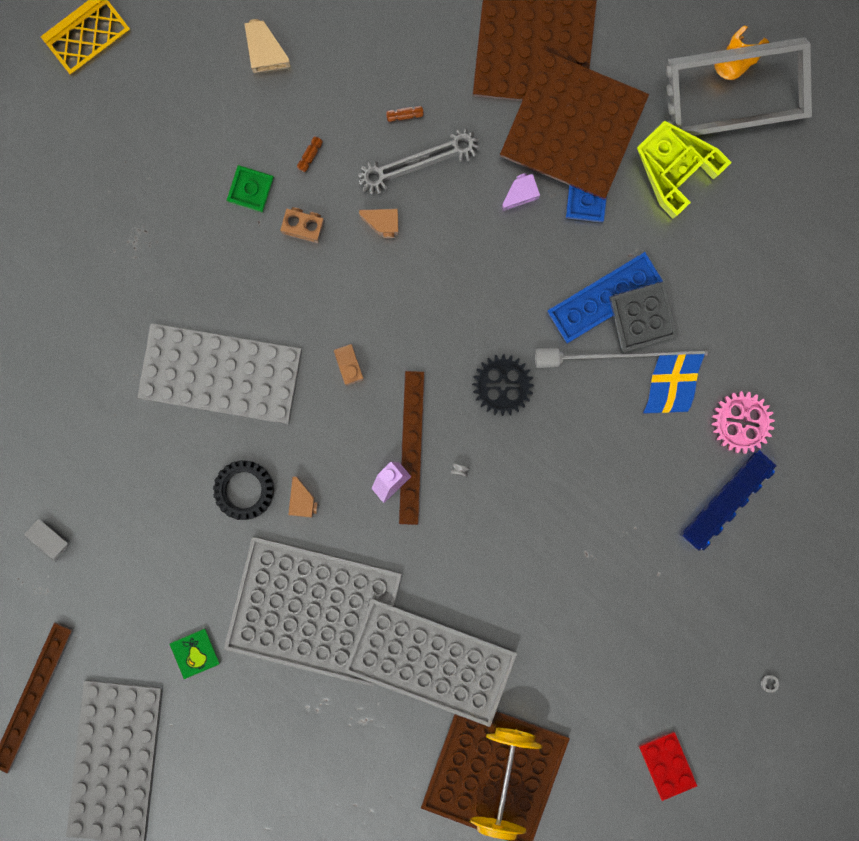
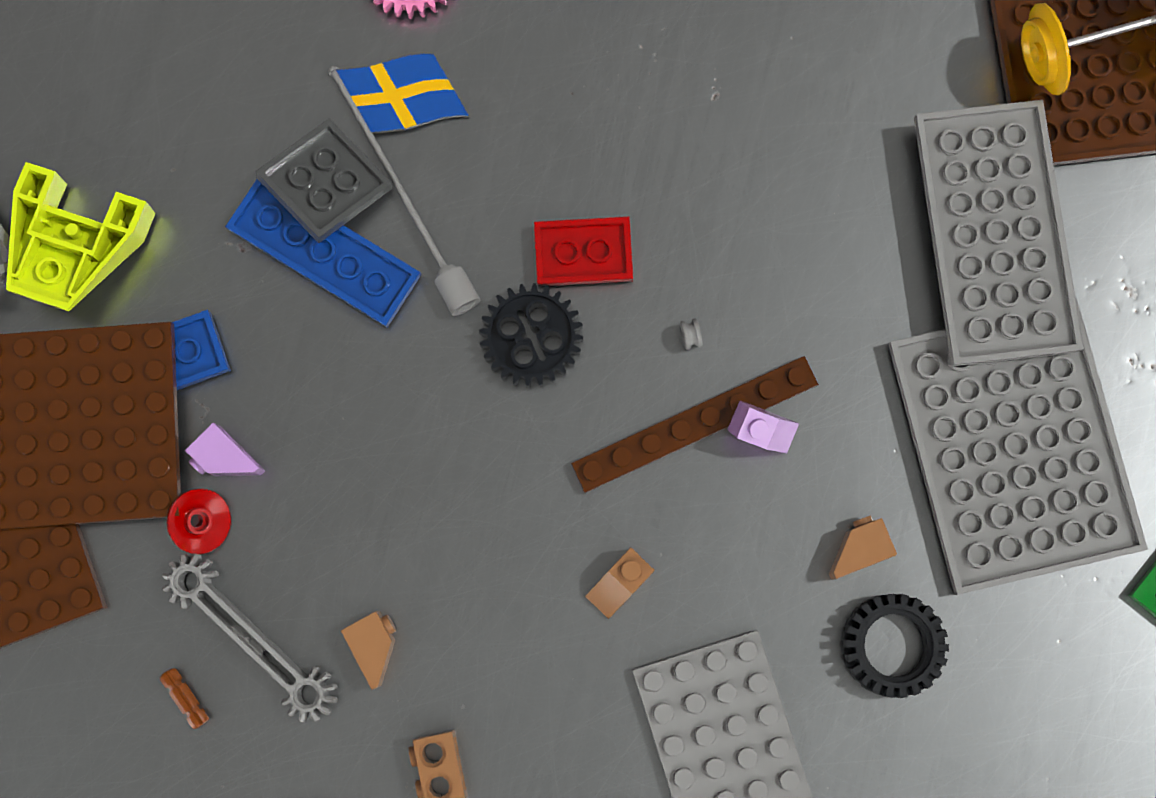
camera: 115 degrees left, 5 degrees down
(485, 167) = (212, 525): none -> red dish
(534, 436) = (583, 251): none -> red plate

